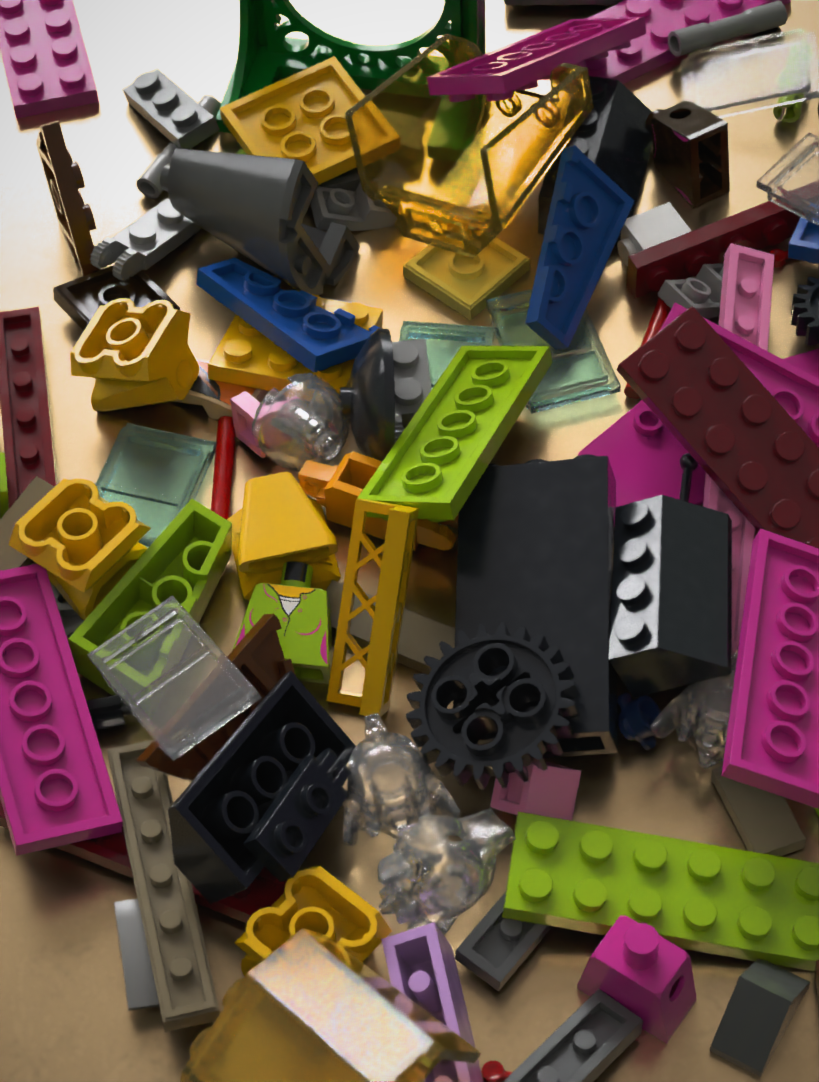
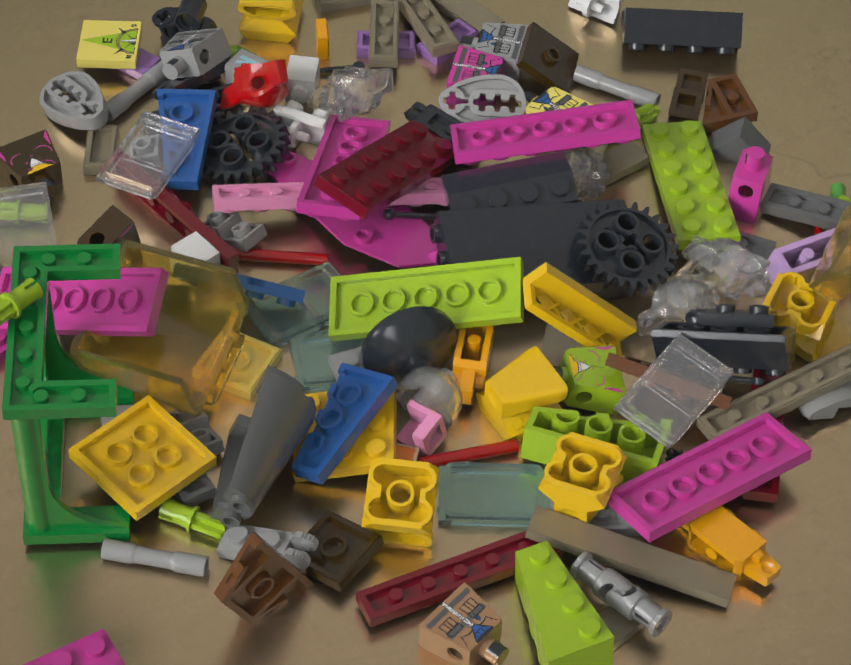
camera: 110 degrees left, 5 degrees down
(170, 109) = (125, 564): plate -> none

